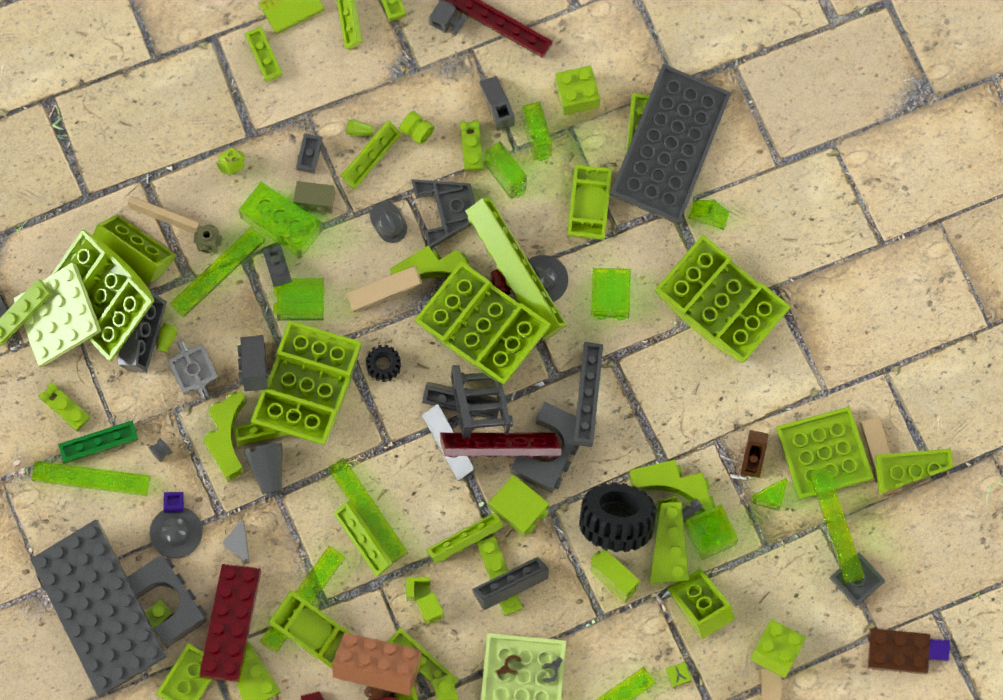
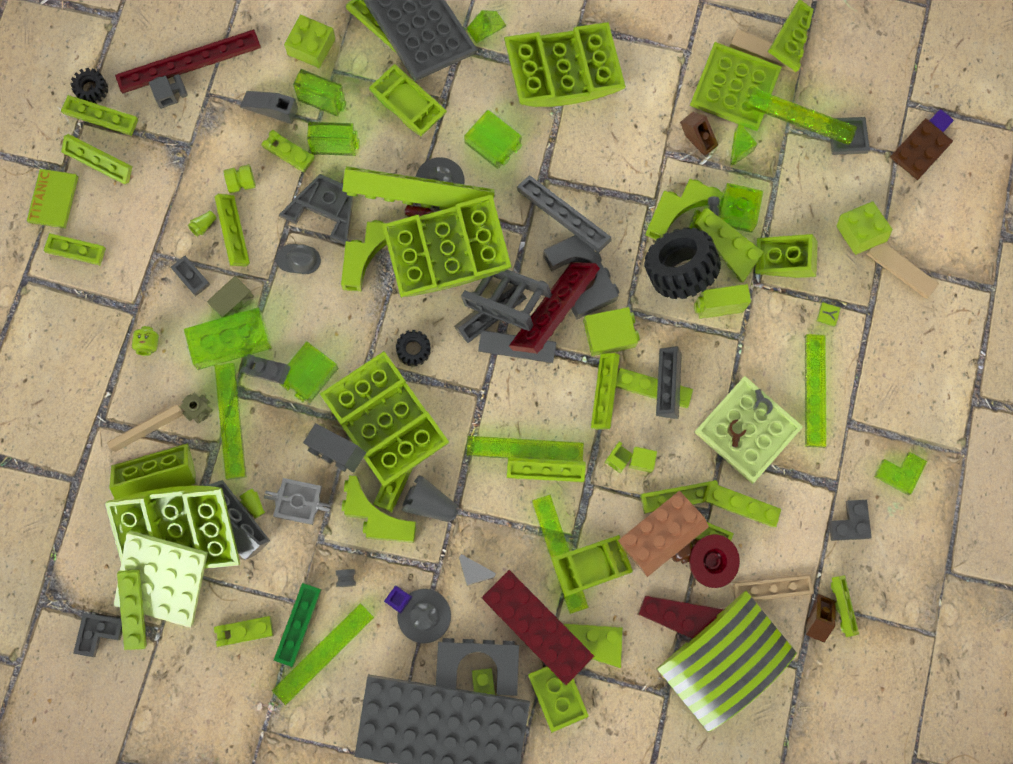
camera: 60 degrees left, 5 degrees up
(384, 288) = (354, 300): tan tile -> none

